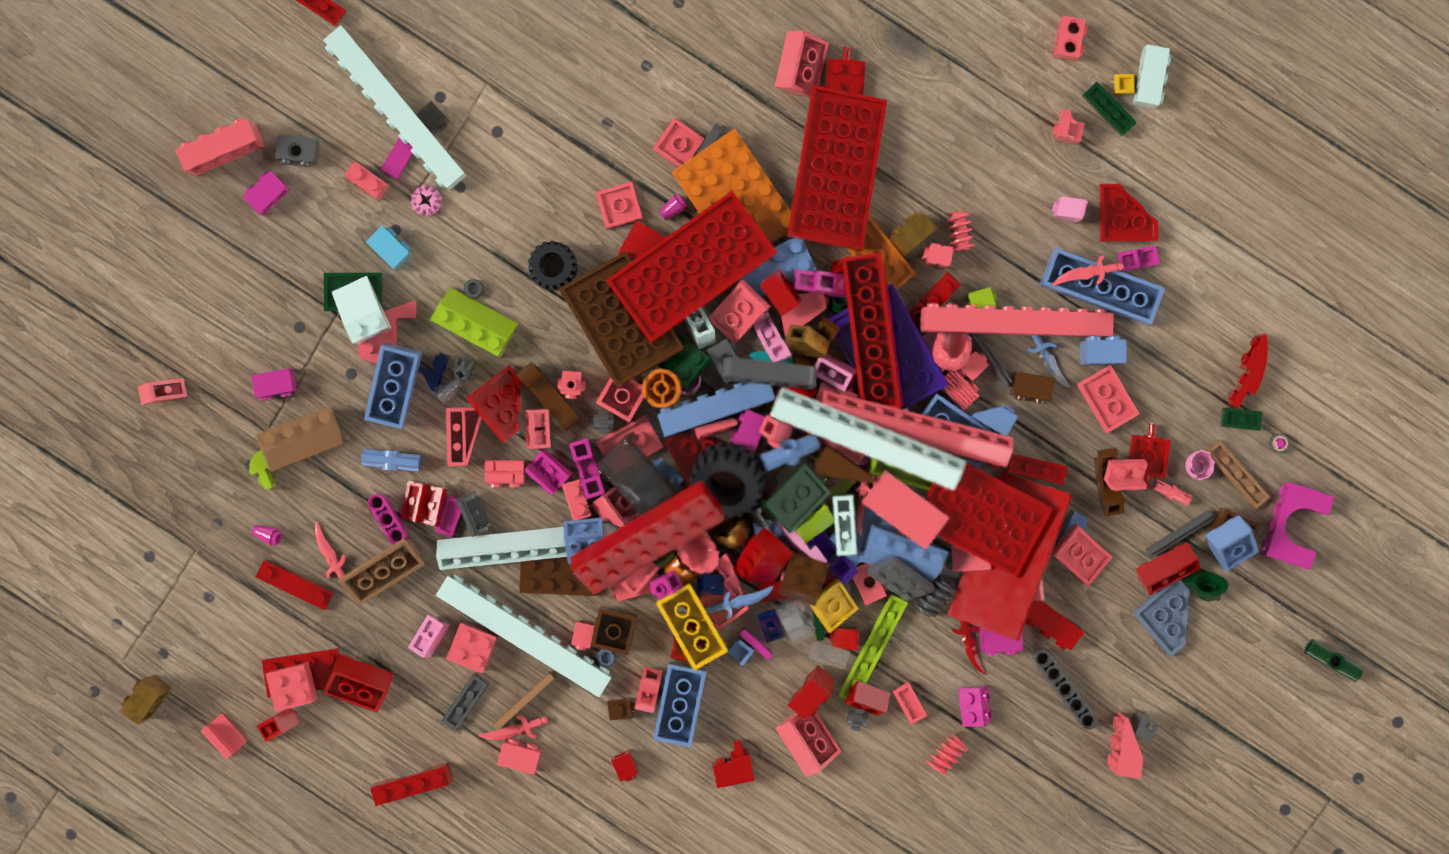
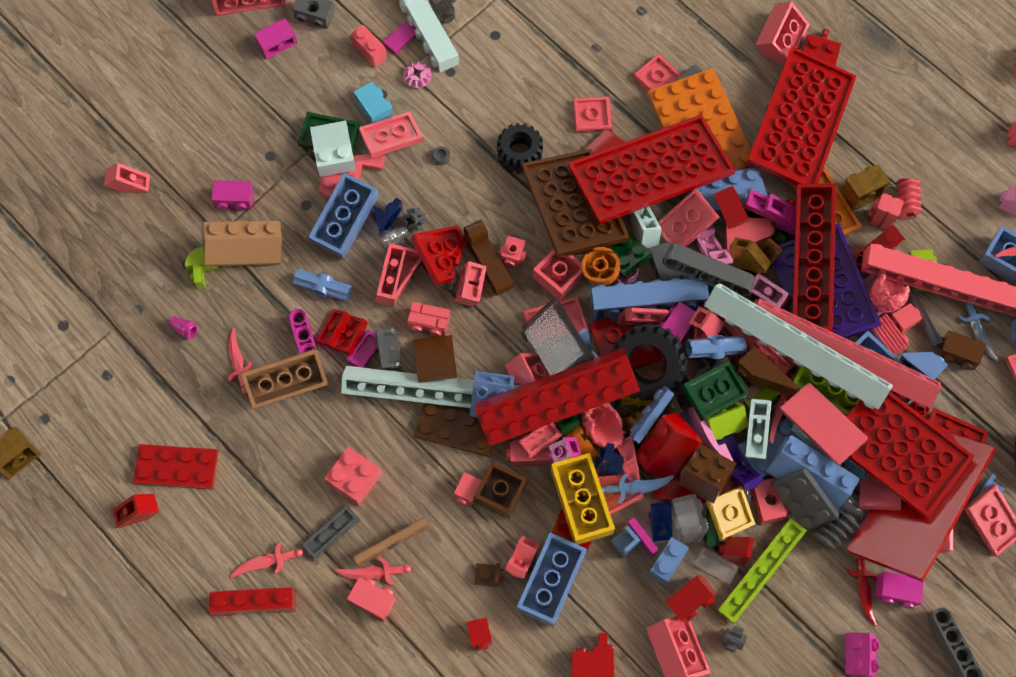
camera: 10 degrees right, 20 degrees down
(224, 736) = (77, 511): coral panel -> none
(291, 686) = (161, 471): coral brick -> none
(294, 584) = (194, 380): red plate -> none
(358, 683) = (228, 485): red slope -> none
(414, 741) = (264, 562): none -> coral piece
(416, 279) = (391, 134): none -> coral plate
(428, 636) = (312, 456): bright pink hinge -> none
(474, 322) = (433, 183): lime slope -> none
(521, 514) = (435, 358): none -> reddish brown tile
(524, 635) = (410, 478): light aqua brick -> none
(547, 472) = (470, 327): dark pink bracket -> none
(576, 500) = (493, 355): coral brick -> none
(587, 468) = (509, 329): dark pink arch -> none
(604, 421) = (535, 293): dark grey gear -> none
(606, 658) = (485, 518): sand blue plate -> none
(673, 207) = (642, 124): dark pink cone -> none
(740, 534) = (651, 413): none -> medium blue plate
(784, 661) = (668, 561): none -> medium blue brick
(868, 698) = (750, 618): hinge -> none
(909, 703) = (792, 636): coral plate -> none
(1054, 625) = (956, 586): red brick -> none

